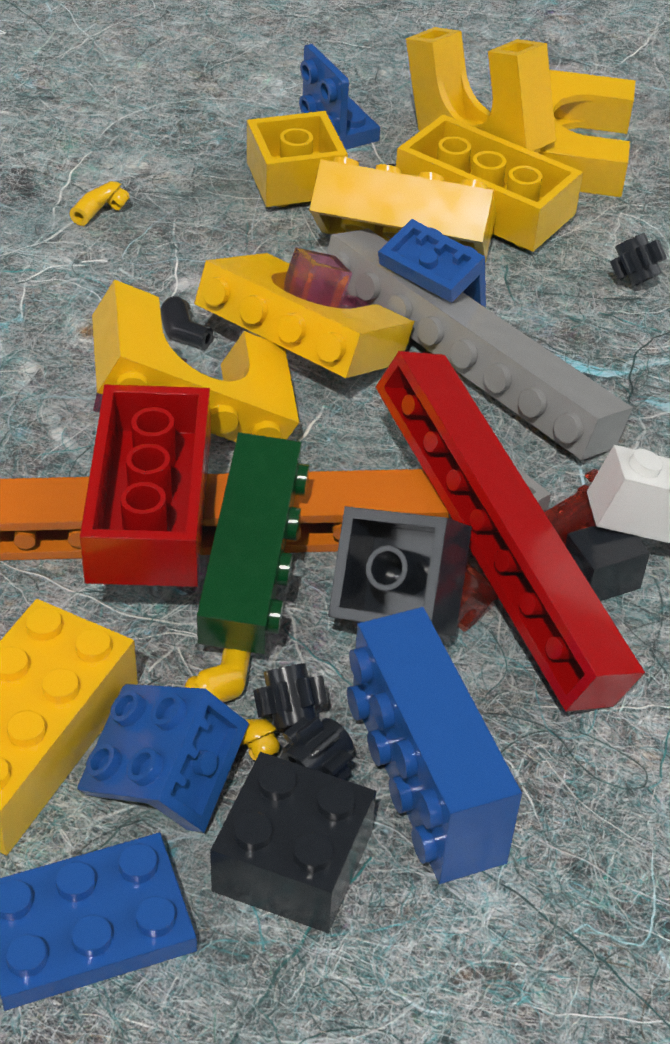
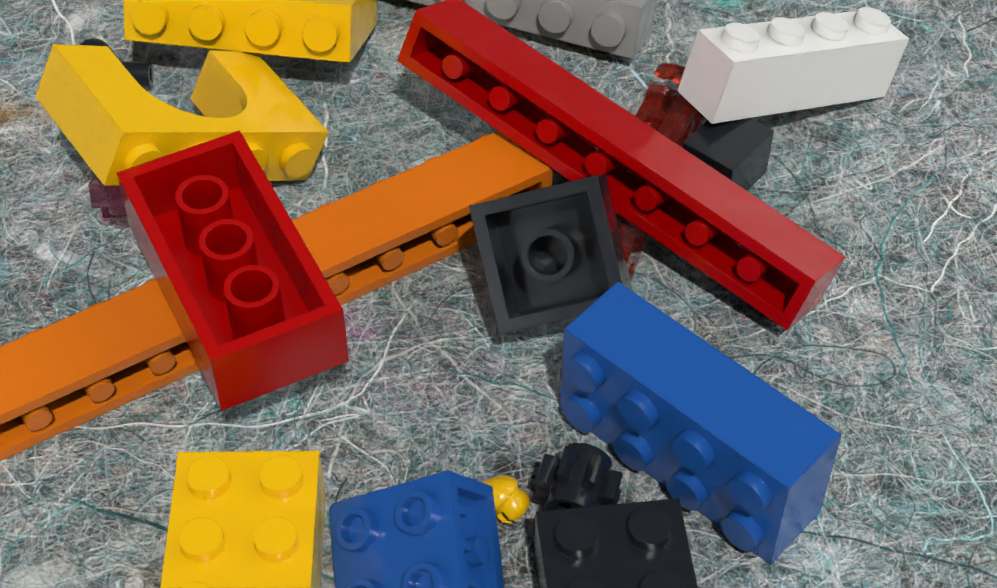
camera: 25 degrees left, 5 degrees up
(224, 680) = (425, 450): yellow arm -> none
(250, 544) = (377, 281): dark green brick -> none
(290, 695) = (511, 437): black gear -> none

